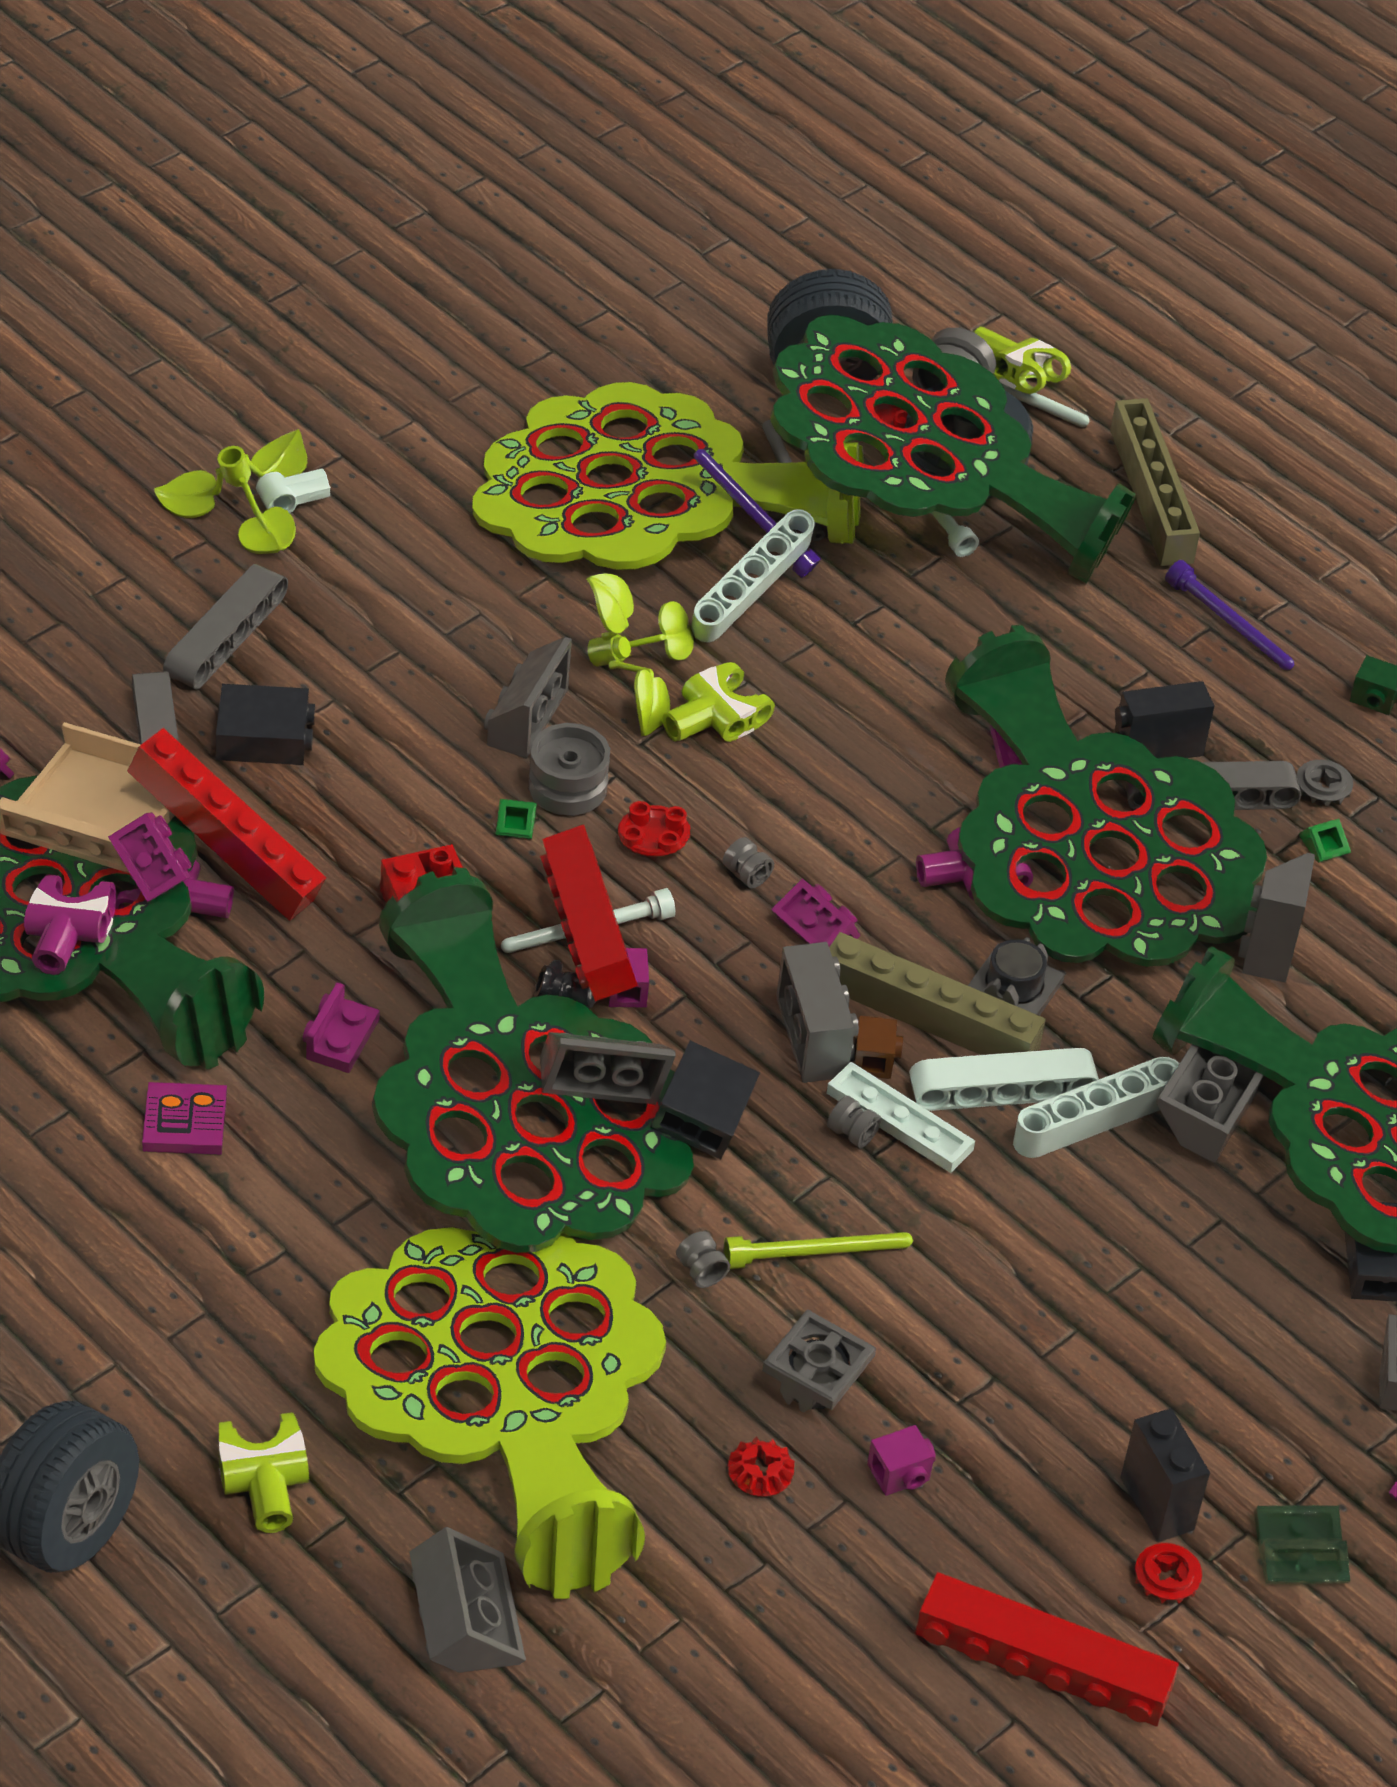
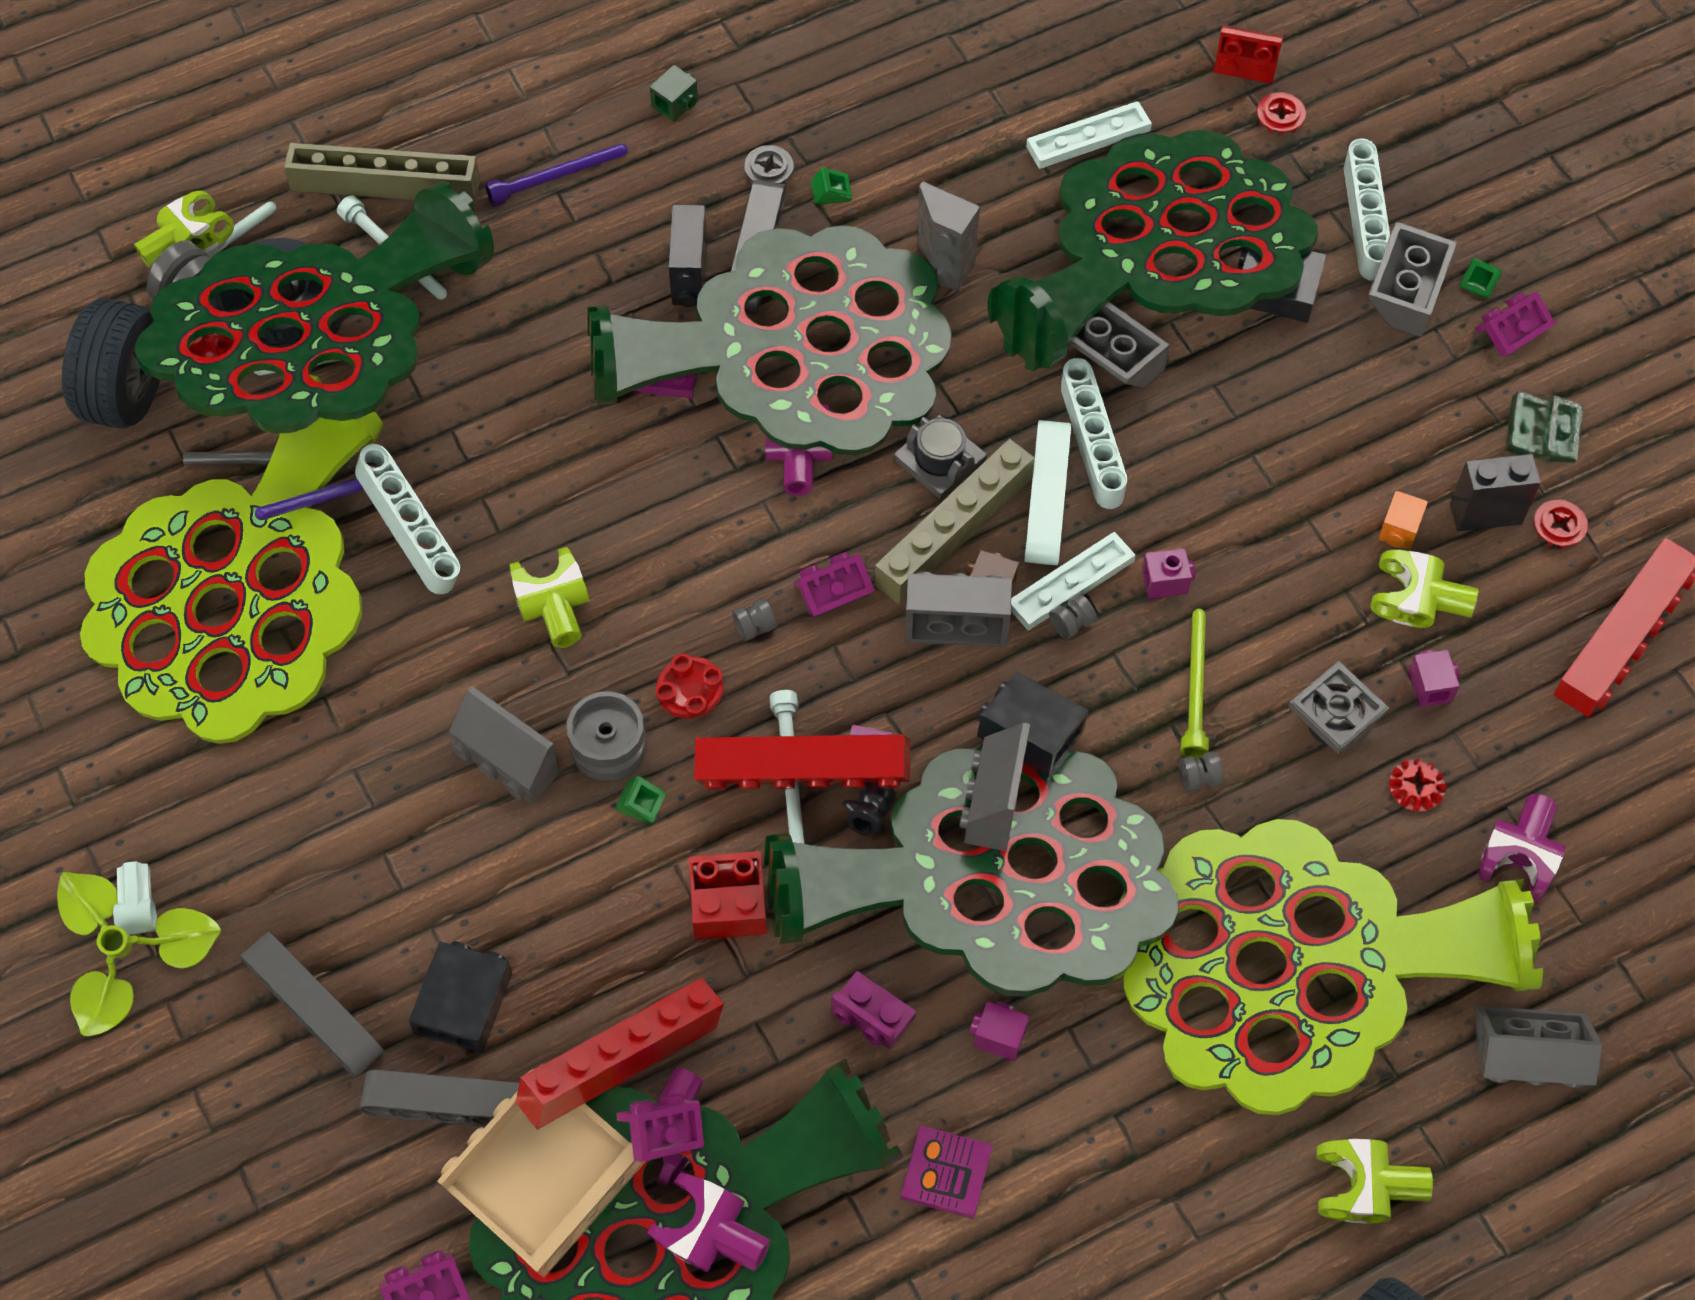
camera: 70 degrees left, 15 degrees up
(346, 1131) = (999, 1030): none -> magenta brick
(614, 607) = (458, 657): lime plant -> none
(711, 1573) = (1525, 845): none -> magenta connector
(941, 1196) = (1167, 573): none -> magenta brick
(1015, 1441) = (1423, 590): none -> lime connector
(1101, 1408) = (1402, 520): none -> brick
(1104, 477) = (353, 212): none -> light aqua piece

